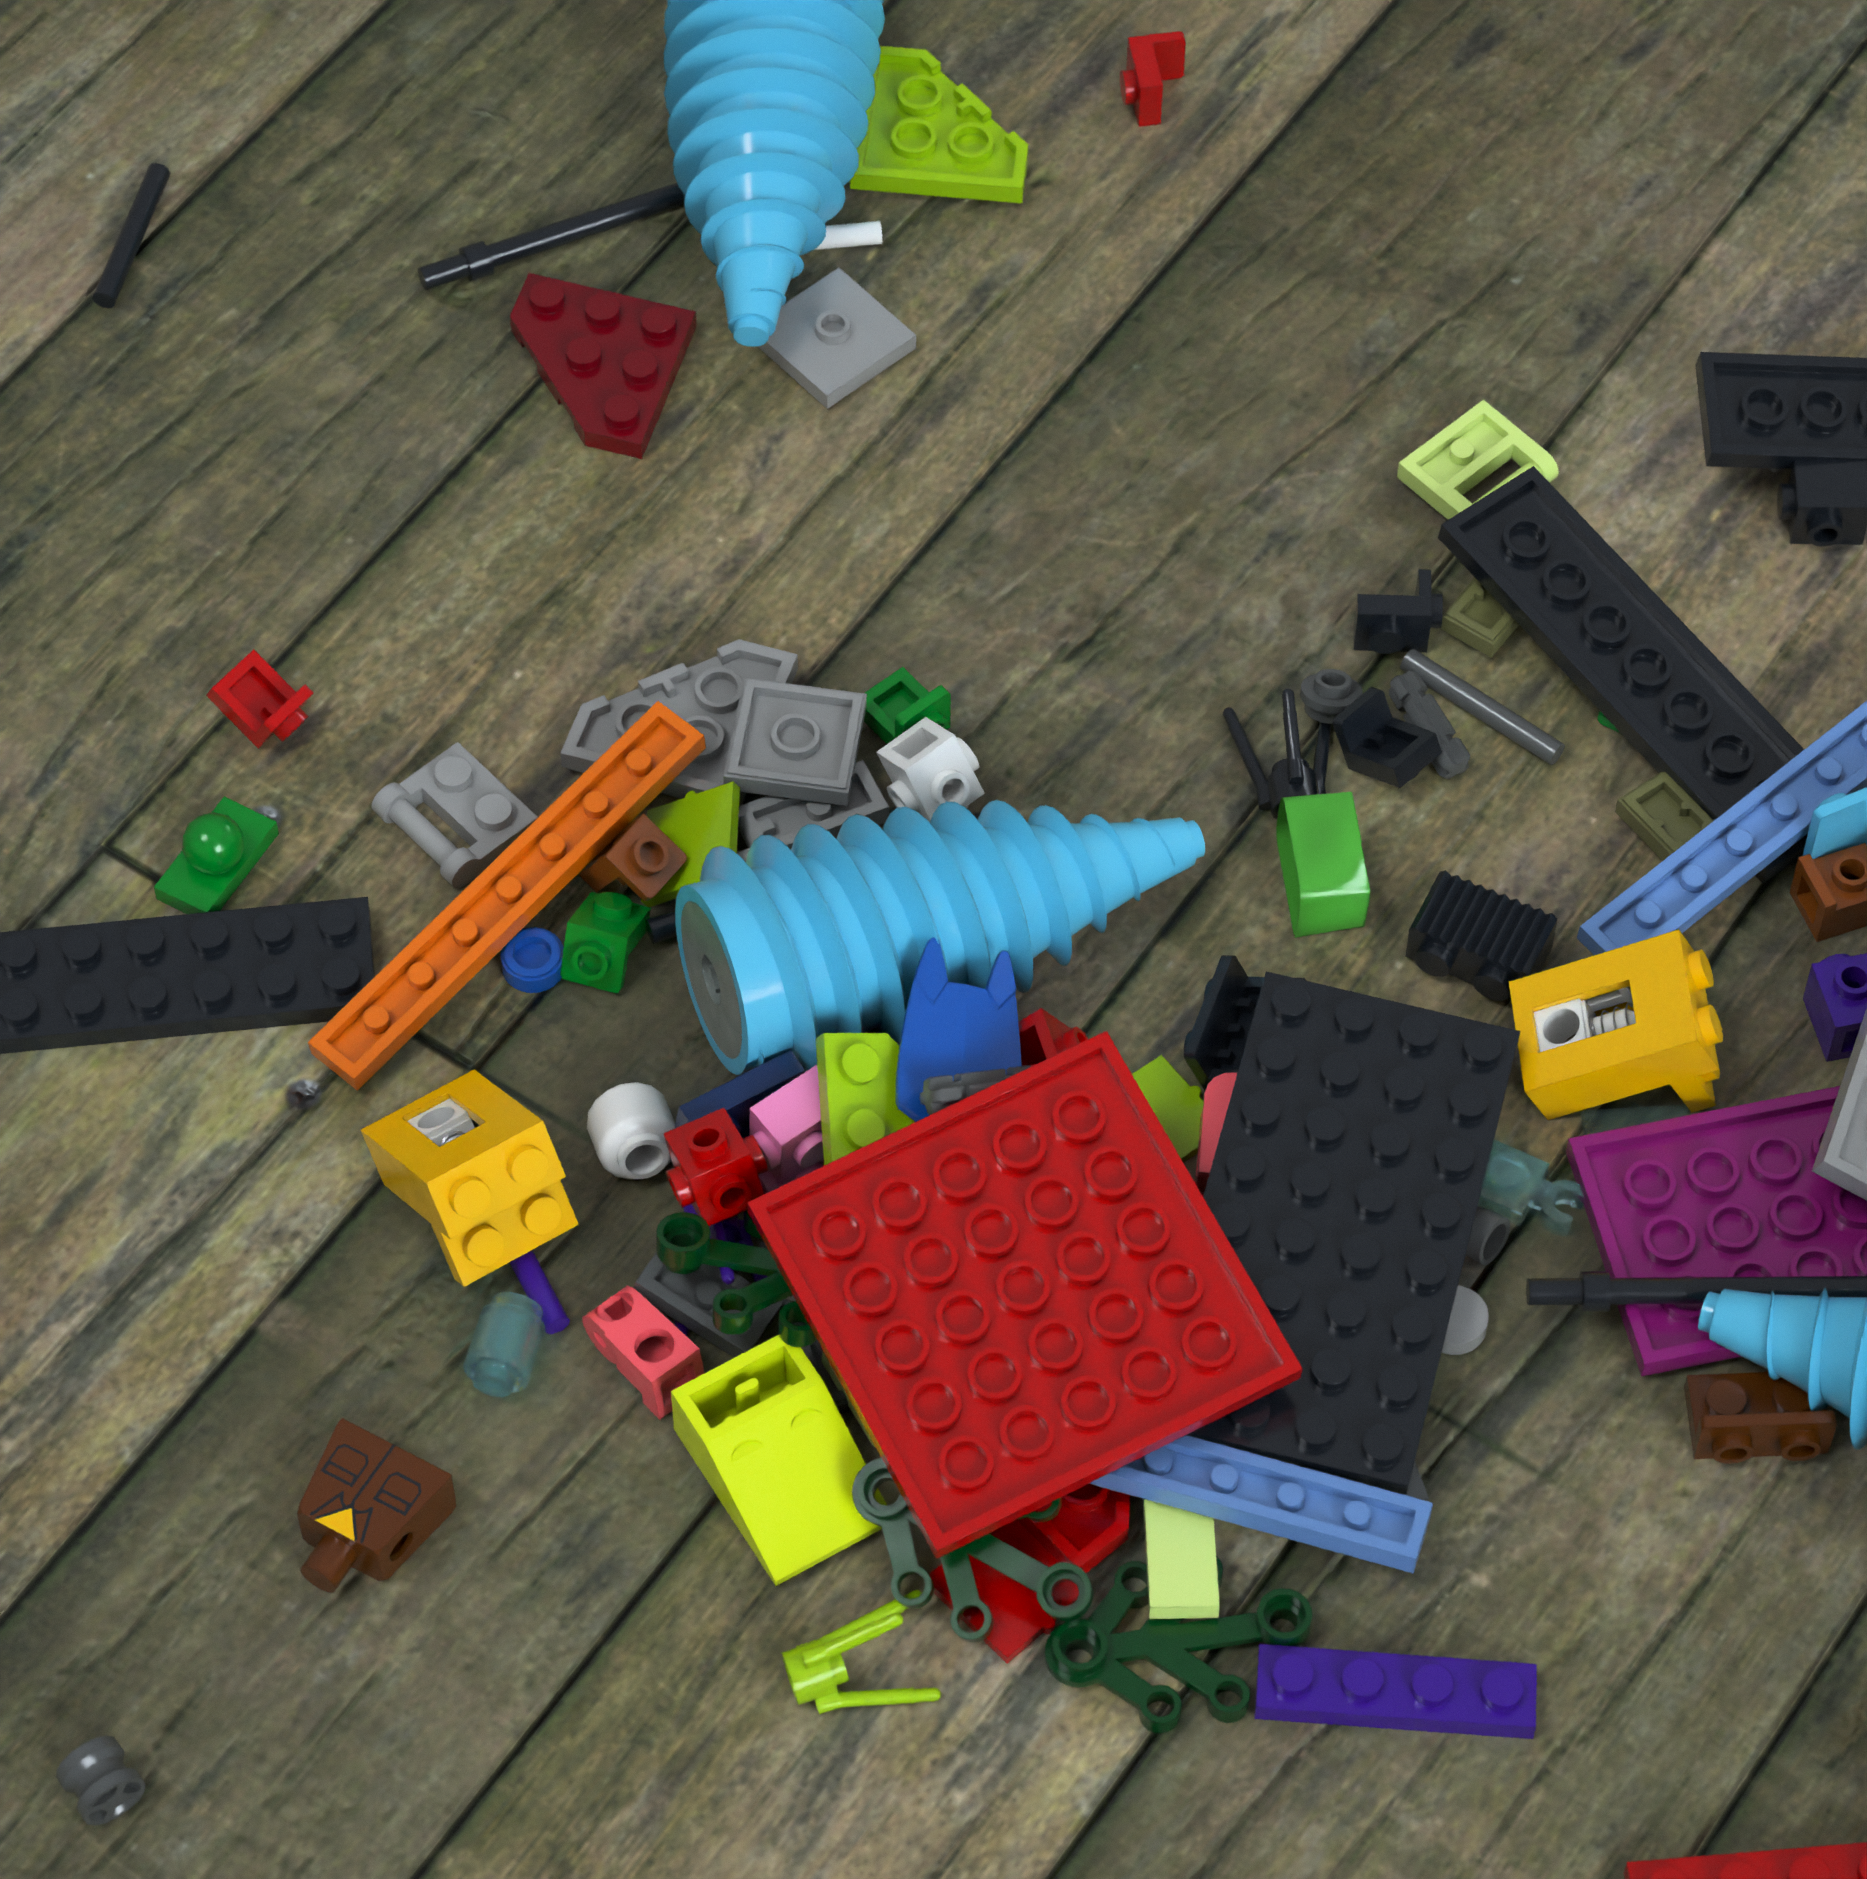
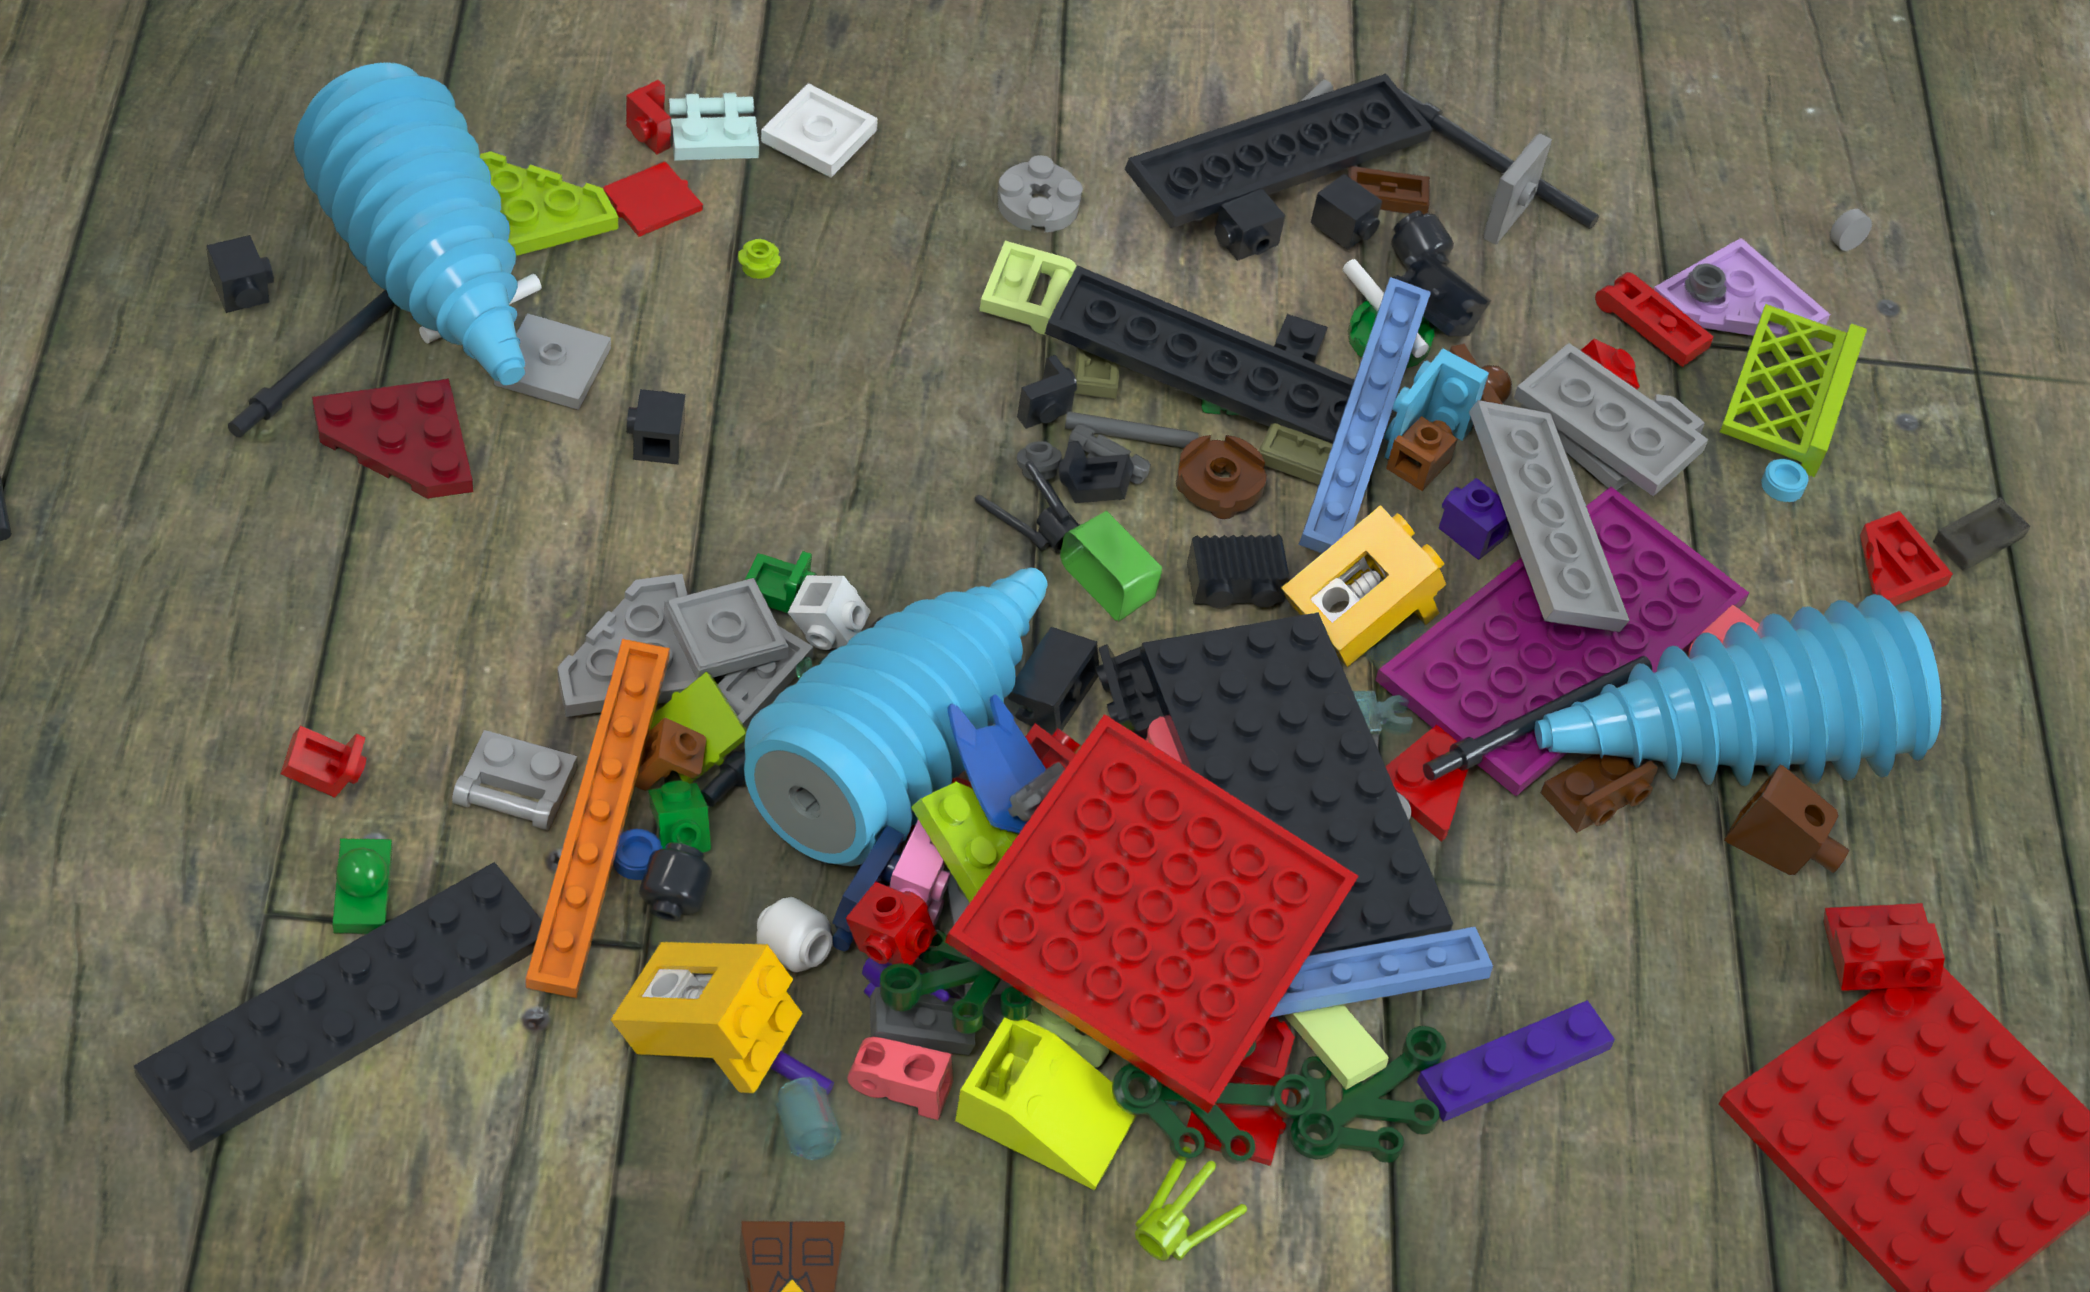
camera: 40 degrees left, 5 degrees down
(542, 93) = (239, 273): none -> black brick
(544, 1009) = (675, 881): none -> black head
(895, 465) = (657, 426): none -> black brick
(1091, 180) = (652, 199): none -> red piece
(1150, 973) = (1055, 679): none -> black hinge
(1166, 305) = (759, 258): none -> lime plate
(1220, 130) = (713, 137): none -> light aqua plate
(1352, 169) = (819, 130): none -> white plate
(1532, 1332) = (1430, 801): none -> red wing
(1546, 839) = (1217, 494): none -> reddish brown plate
(1584, 331) = (1042, 178): none -> light grey plate
(1790, 681) = (1301, 337): none -> black plate

